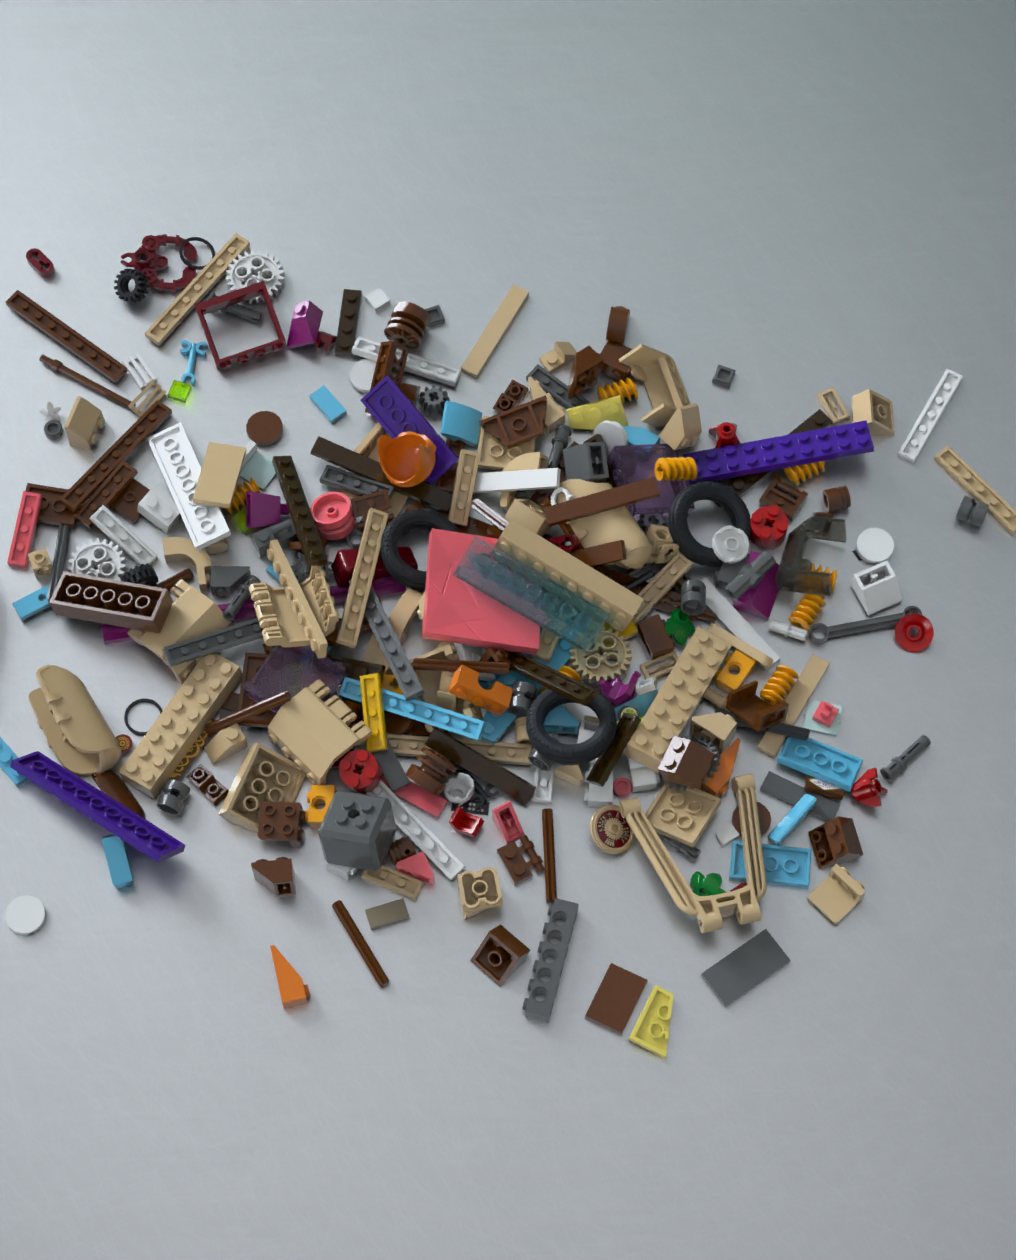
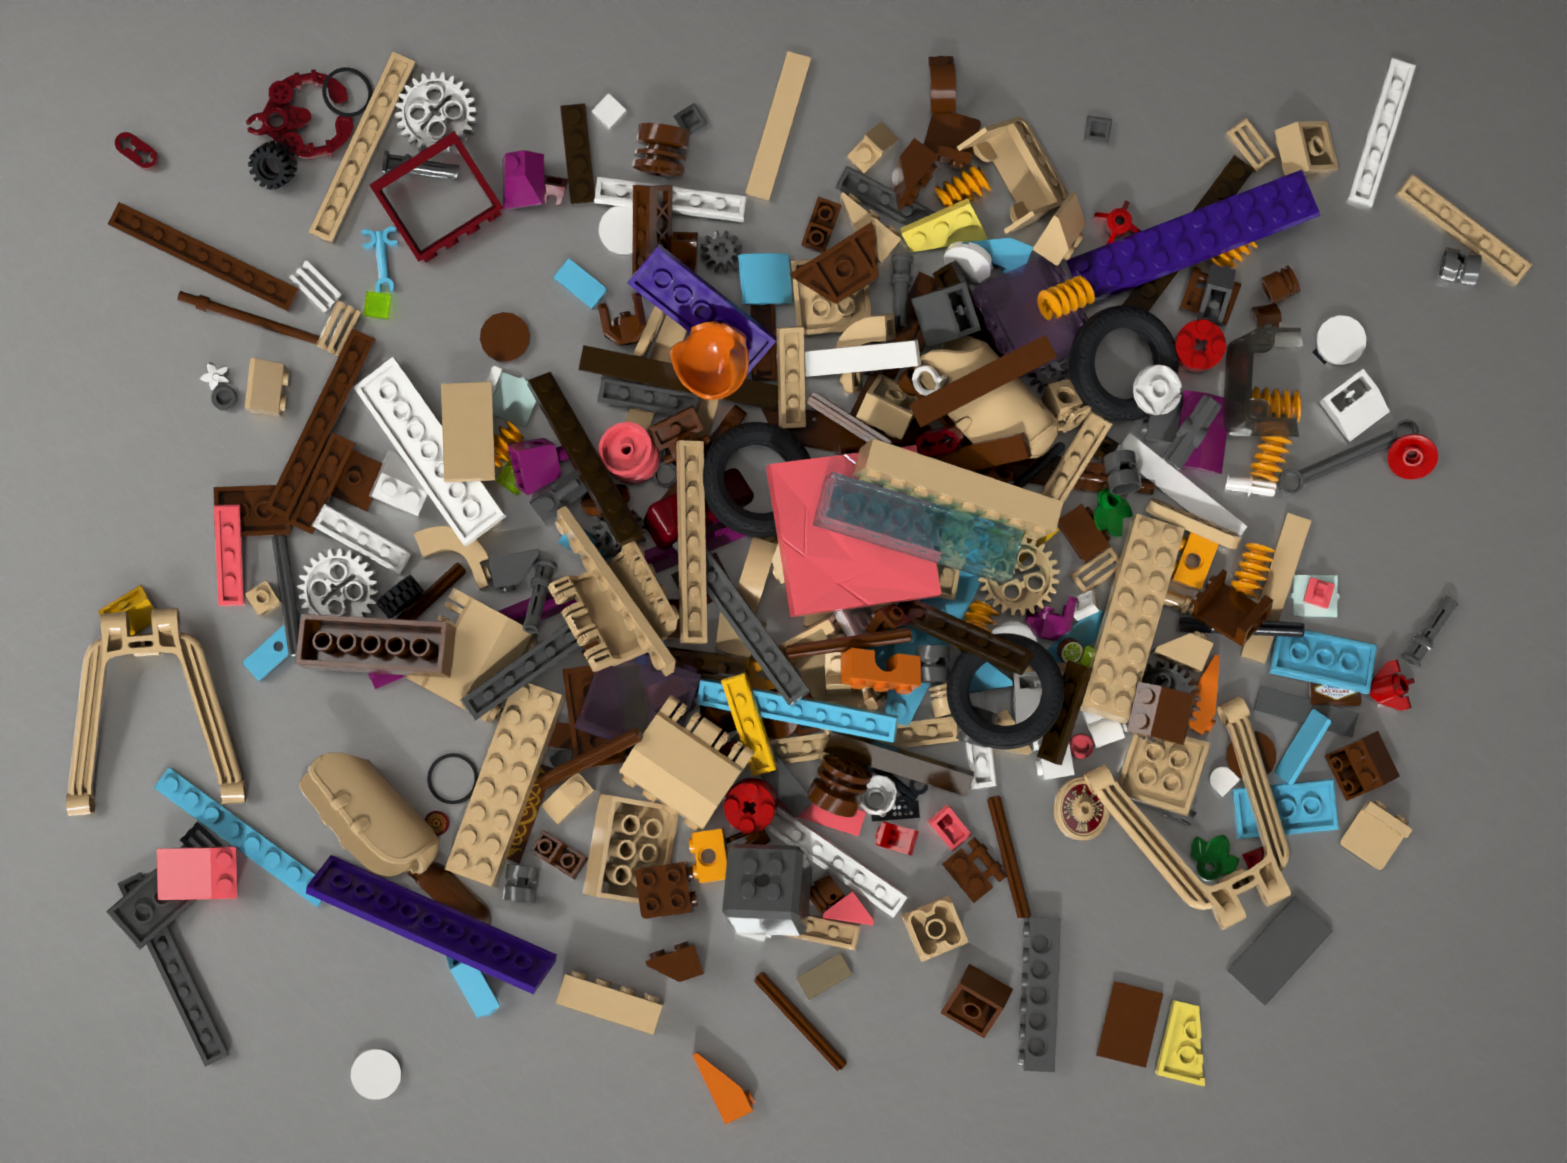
camera: 15 degrees left, 20 degrees up
(217, 894) = (609, 1002): none -> tan brick
(353, 433) = (627, 327): none -> reddish brown piece
(788, 491) = (1216, 294): none -> dark grey slope

